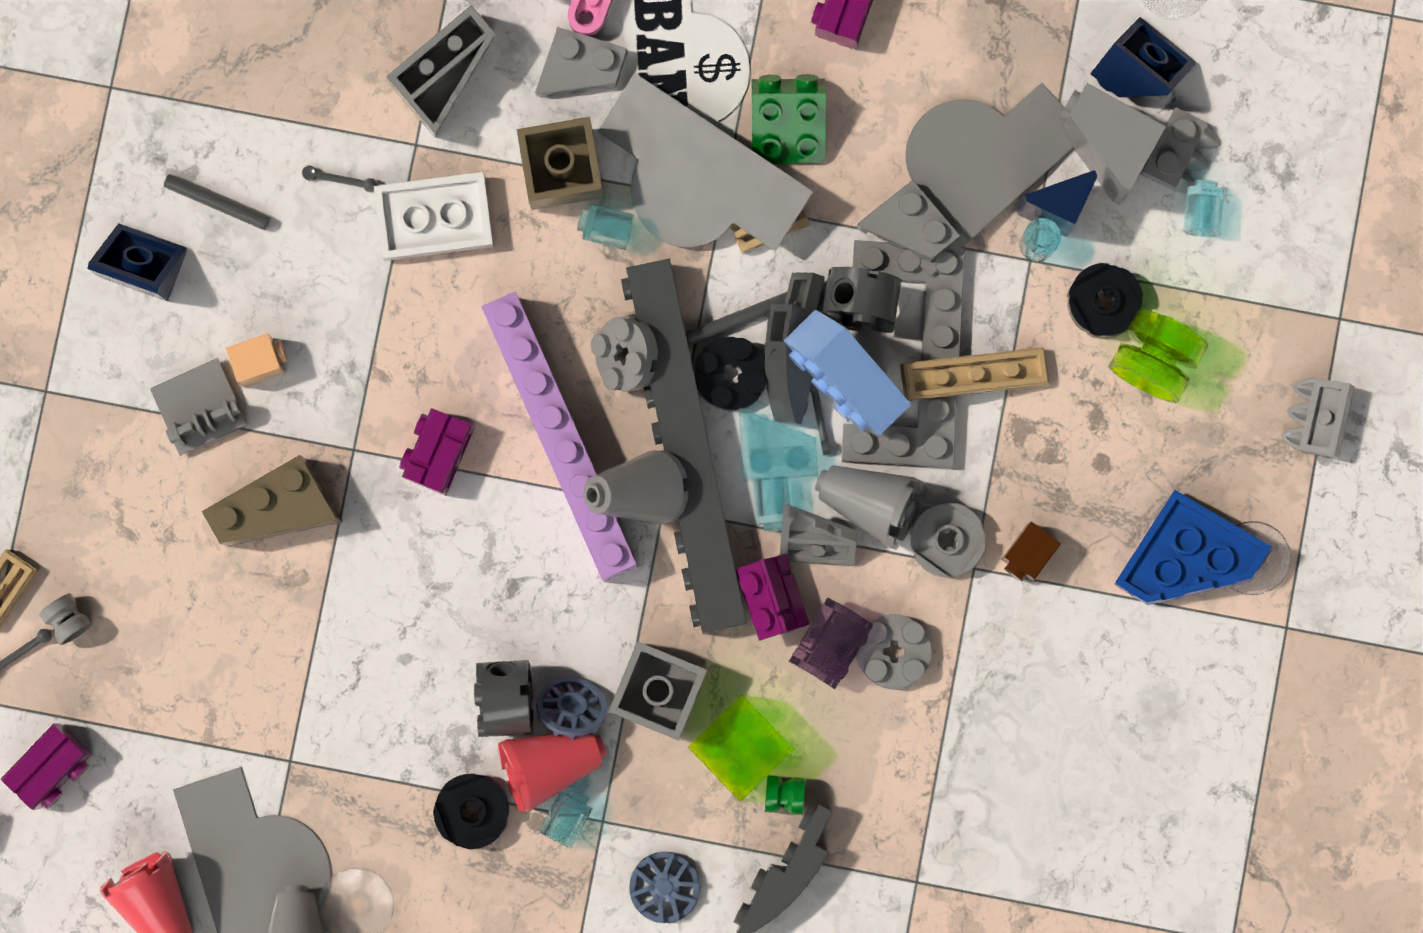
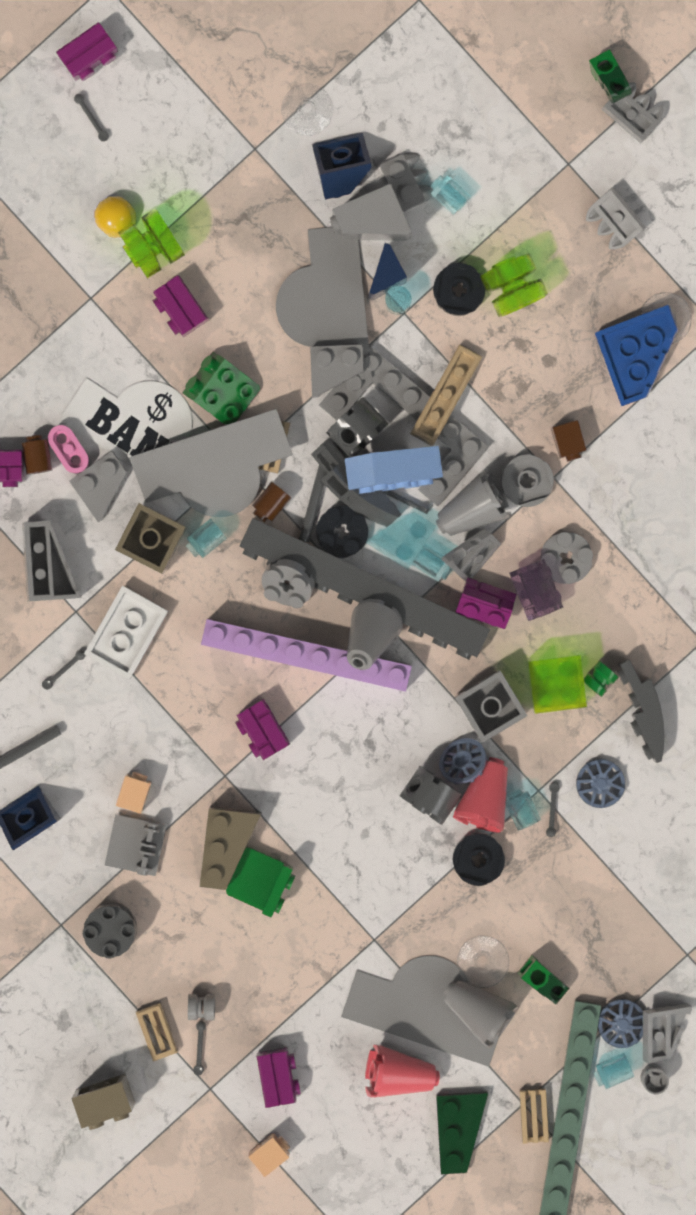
camera: 55 degrees left, 5 degrees up
(78, 448) = (110, 930): none -> dark grey brick
(260, 579) = (260, 881): none -> green bracket
(566, 871) = (554, 788): none -> dark grey hinge
(702, 268) = (270, 502): none -> reddish brown brick

